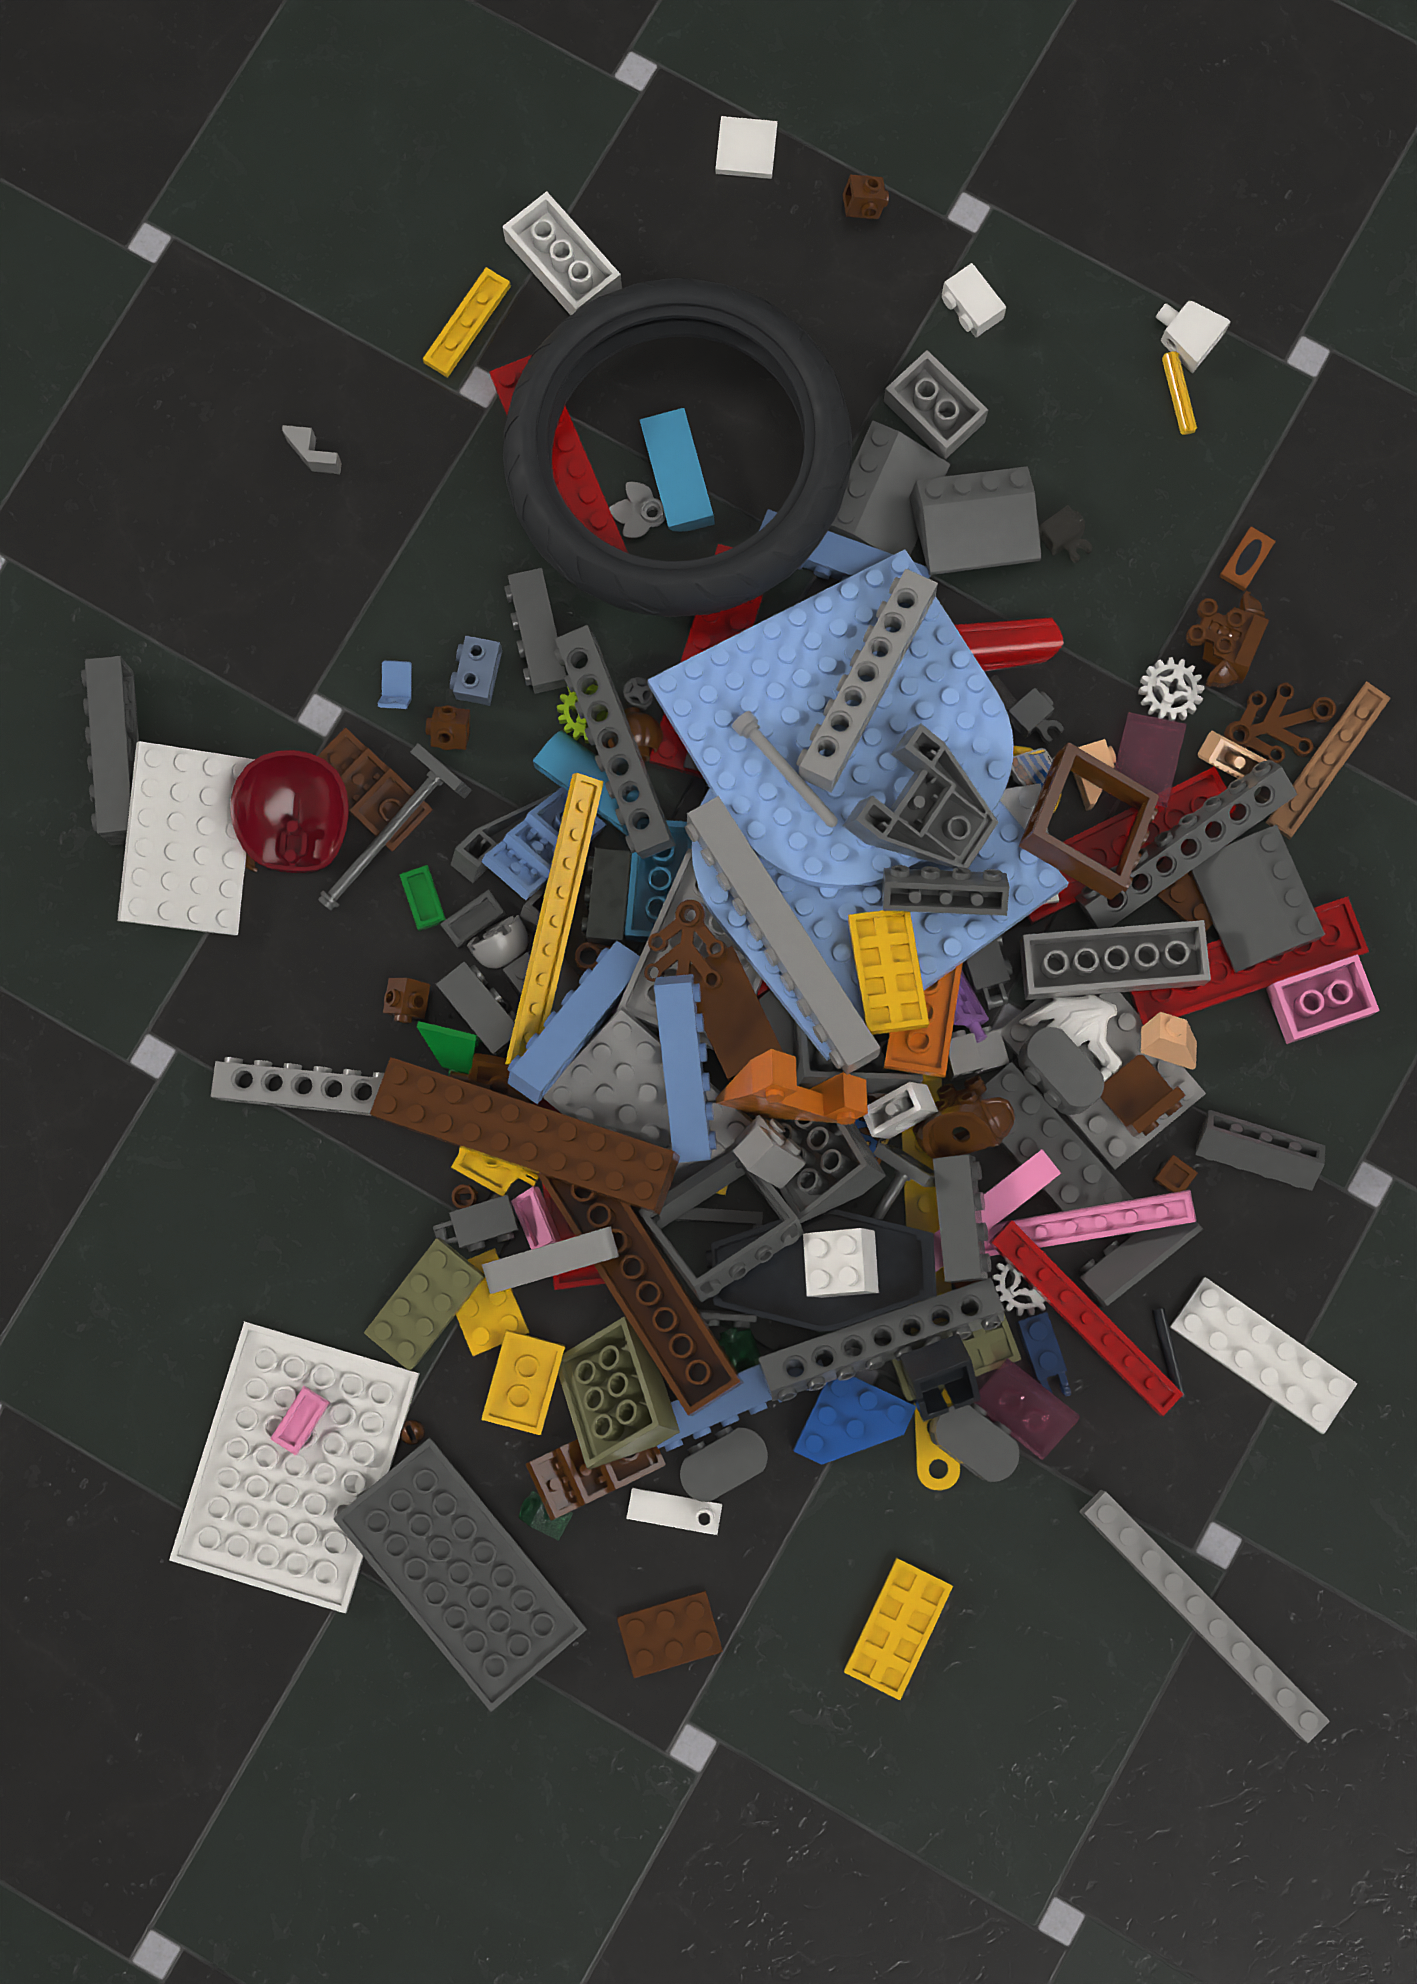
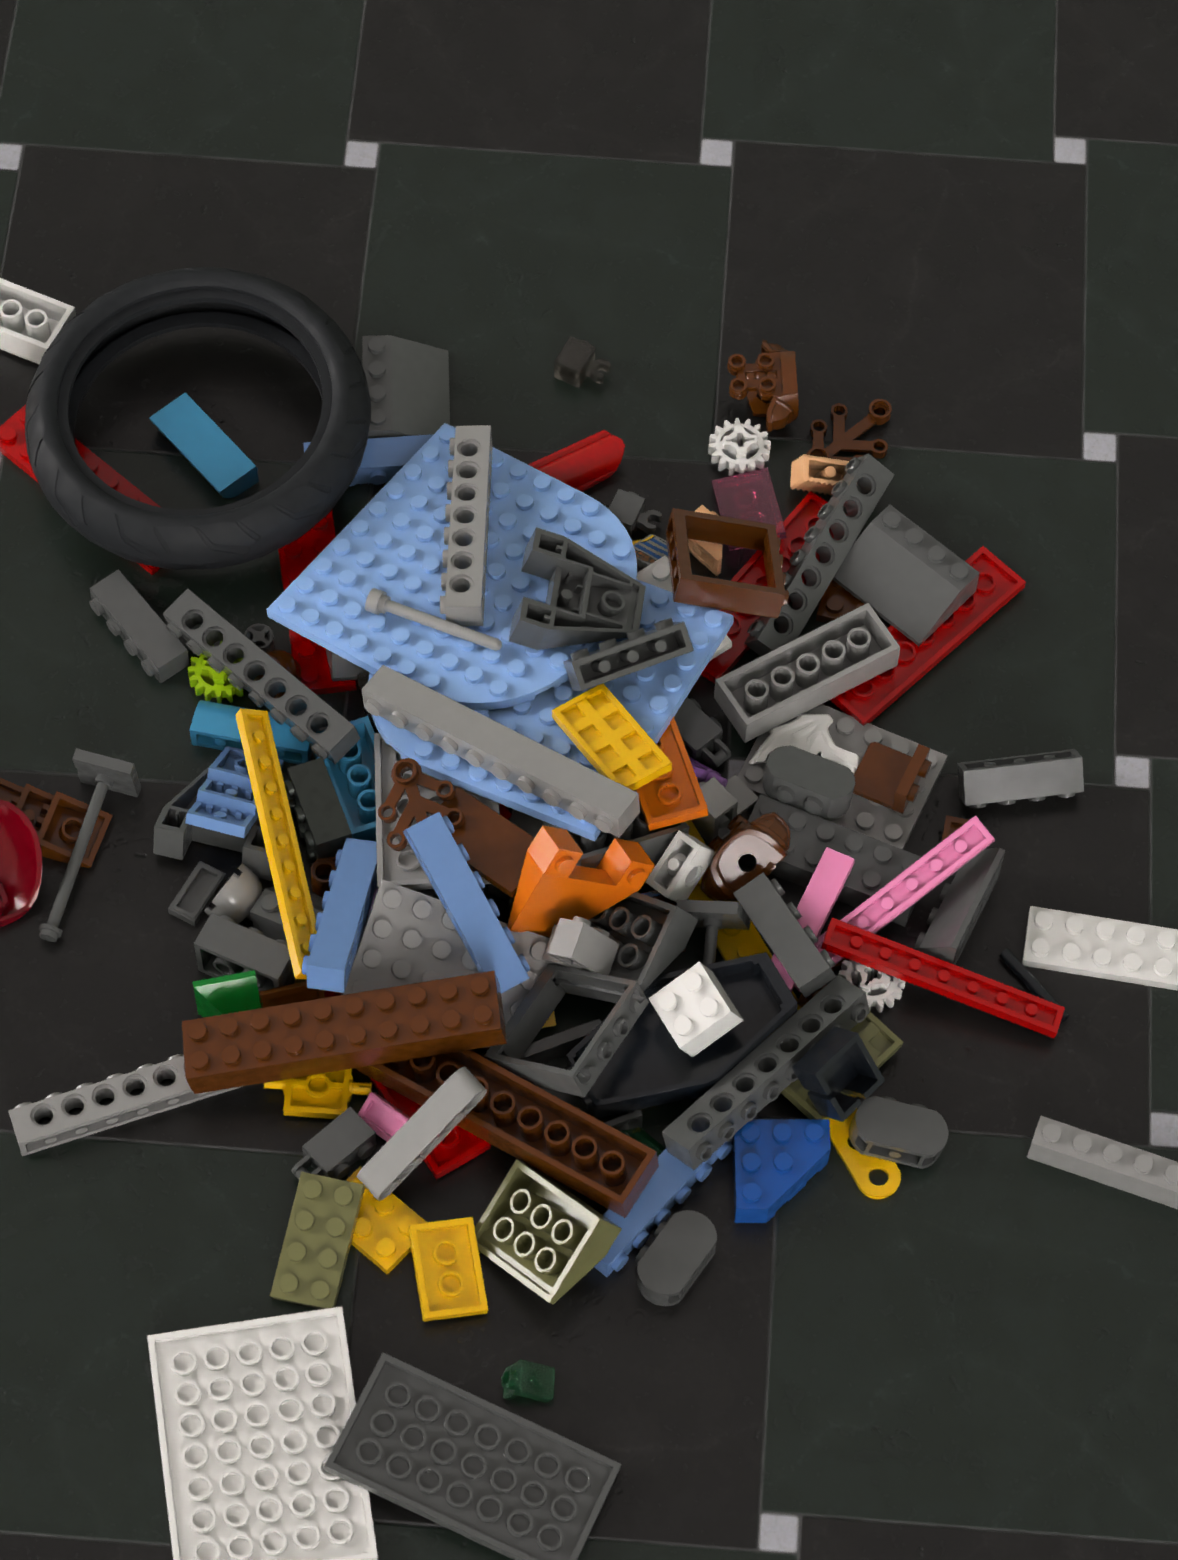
camera: 30 degrees left, 20 degrees down
(300, 1420) = (247, 1397): bright pink tile -> none
(396, 684) = (25, 721): medium blue bracket -> none
(406, 999) = (168, 982): reddish brown brick -> none
(418, 1430) = (358, 1372): reddish brown hinge -> none
(422, 897) = (139, 895): green tile -> none
(449, 727) = (95, 735): reddish brown brick -> none
(464, 1189) = (305, 1128): reddish brown hinge -> none
(476, 670) = (98, 681): sand blue brick -> none
(568, 1484) = (541, 1331): reddish brown slope -> none
(634, 510) = (181, 491): light grey plate -> none
(669, 1634) = (703, 1436): reddish brown plate -> none
(674, 1511) = (651, 1323): white piece -> none
(746, 147) = (136, 176): white tile -> none
(865, 196) = (264, 171): reddish brown brick -> none
(898, 1629) = (916, 1330): yellow plate -> none
(935, 405) = (411, 305): light grey brick -> none
(973, 300) = (402, 215): white brick -> none
(976, 520) = (496, 377): dark grey slope -> none
(1026, 1409) = (933, 1080): clear pink tile -> none
(1043, 1351) = (920, 1029): dark blue hinge -> none
(1169, 1040) = (890, 720): light nougat slope -> none
(1179, 393) = (620, 219): yellow axle -> none
(1191, 332) = (606, 168): white torso -> none
(1247, 558) = (749, 323): dark orange tile -> none
(1322, 999) = (1006, 634): bright pink brick -> none
(1329, 758) = (907, 443): medium nougat tile -> none

